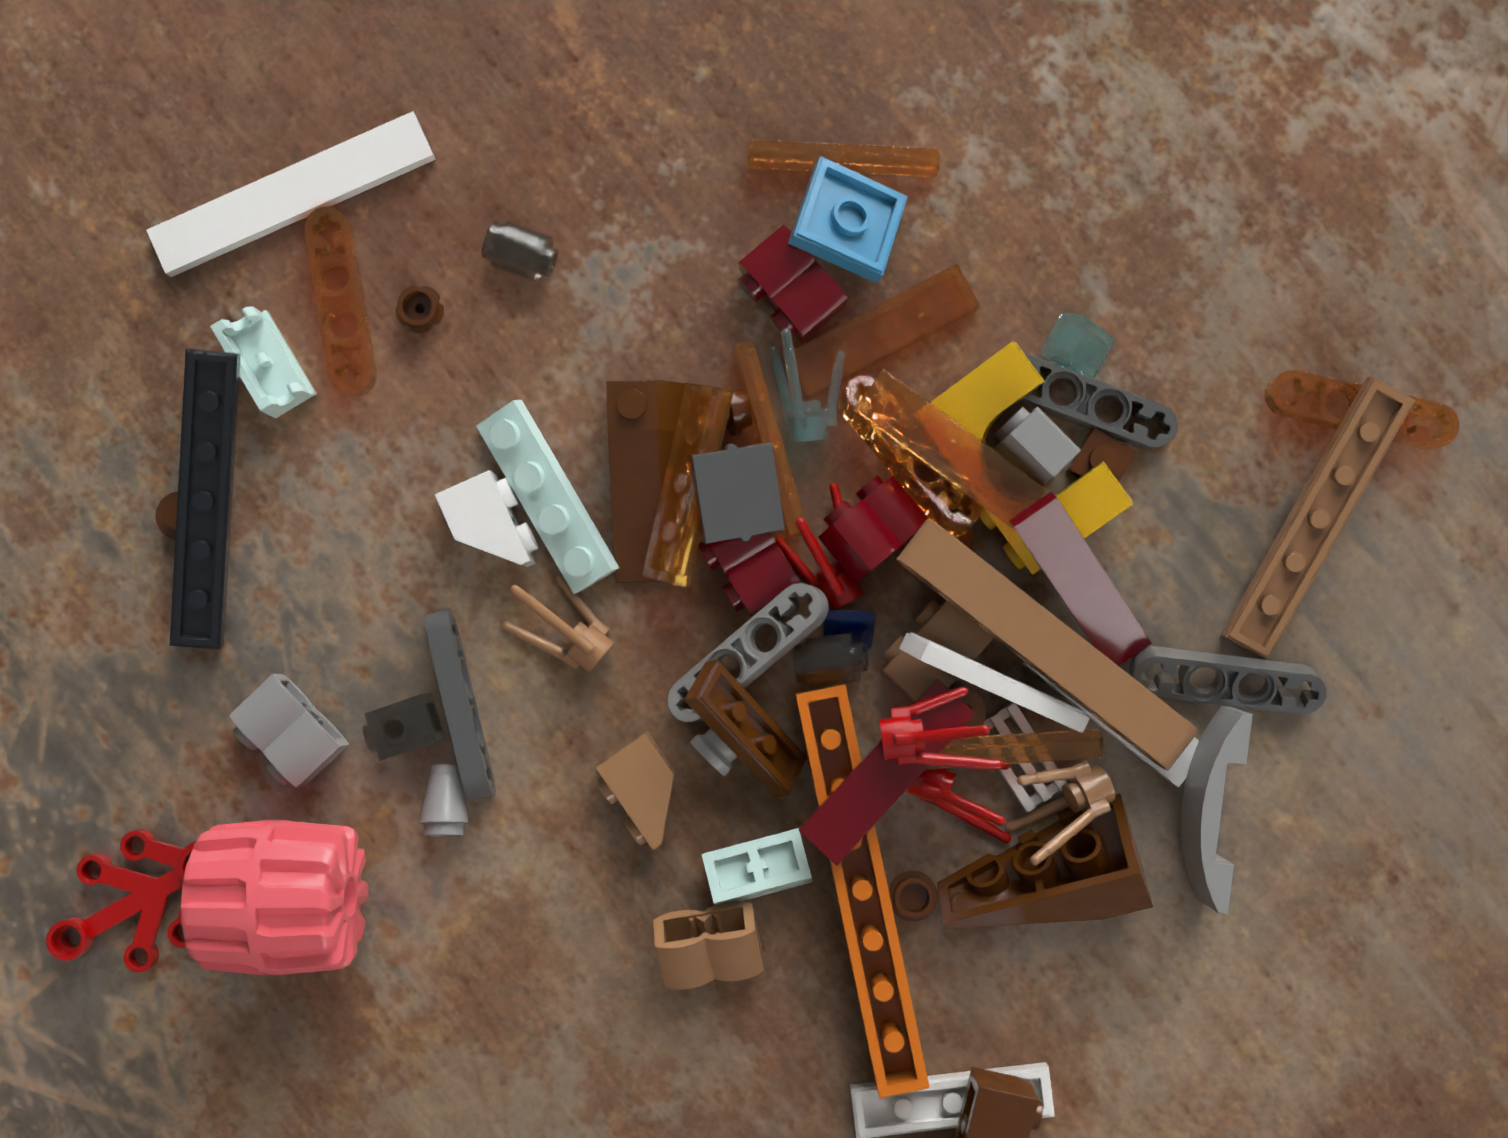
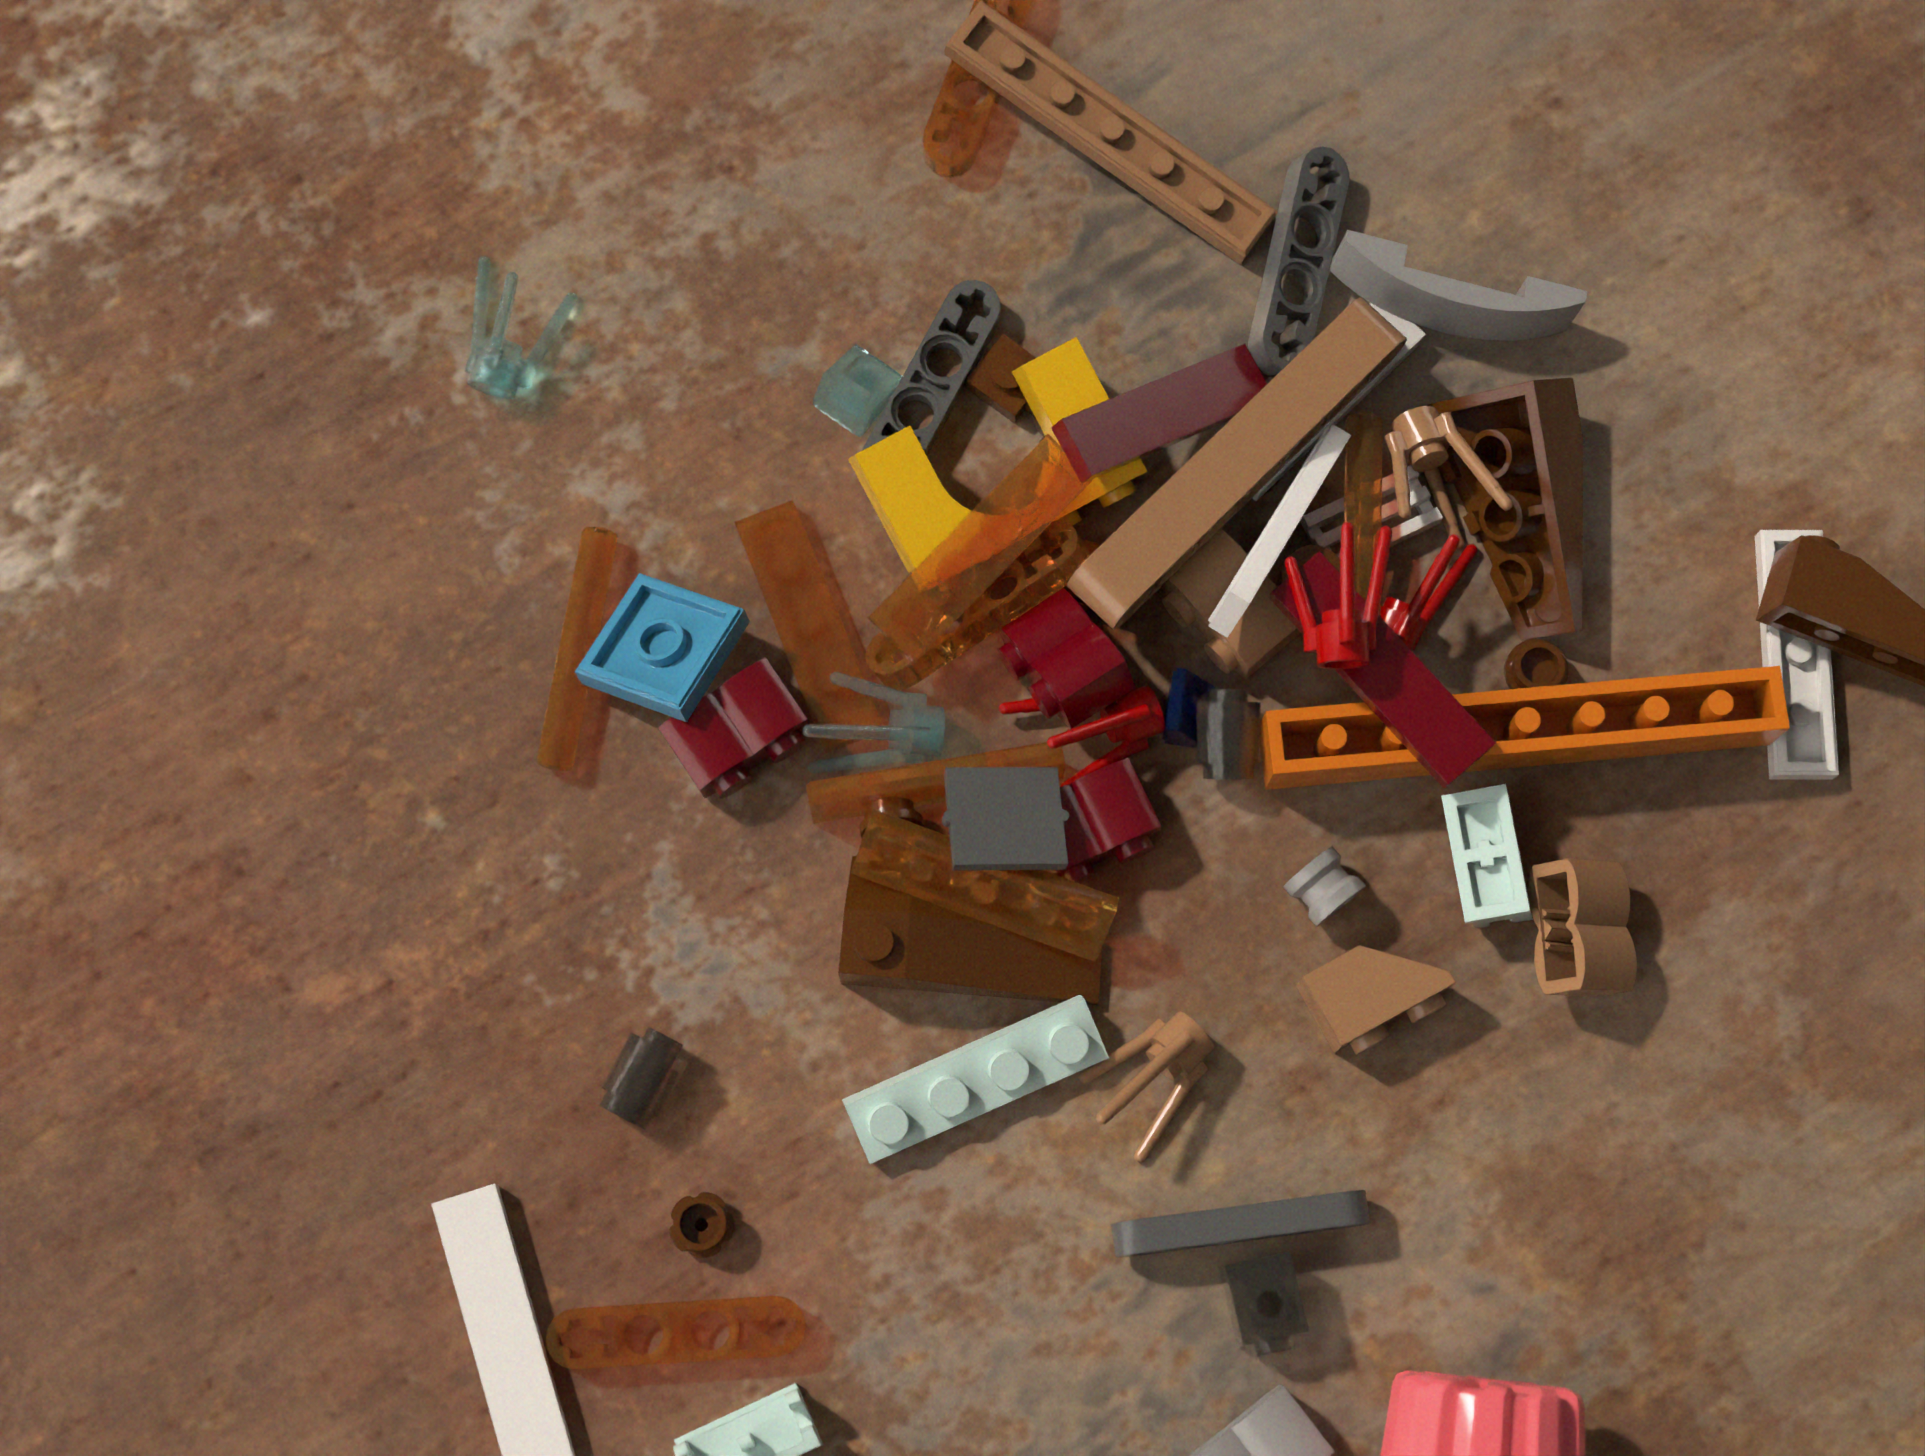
camera: 85 degrees left, 10 degrees down
(444, 803) = (1369, 1259): light grey cone -> none
(483, 518) = (998, 1163): white slope -> none
(743, 647) = (1203, 841): light grey beam -> none
(746, 728) = (1308, 845): reddish brown tile -> none
(1035, 444) = (985, 446): light grey brick -> none
(1062, 63) = (497, 364): none -> clear light blue plant

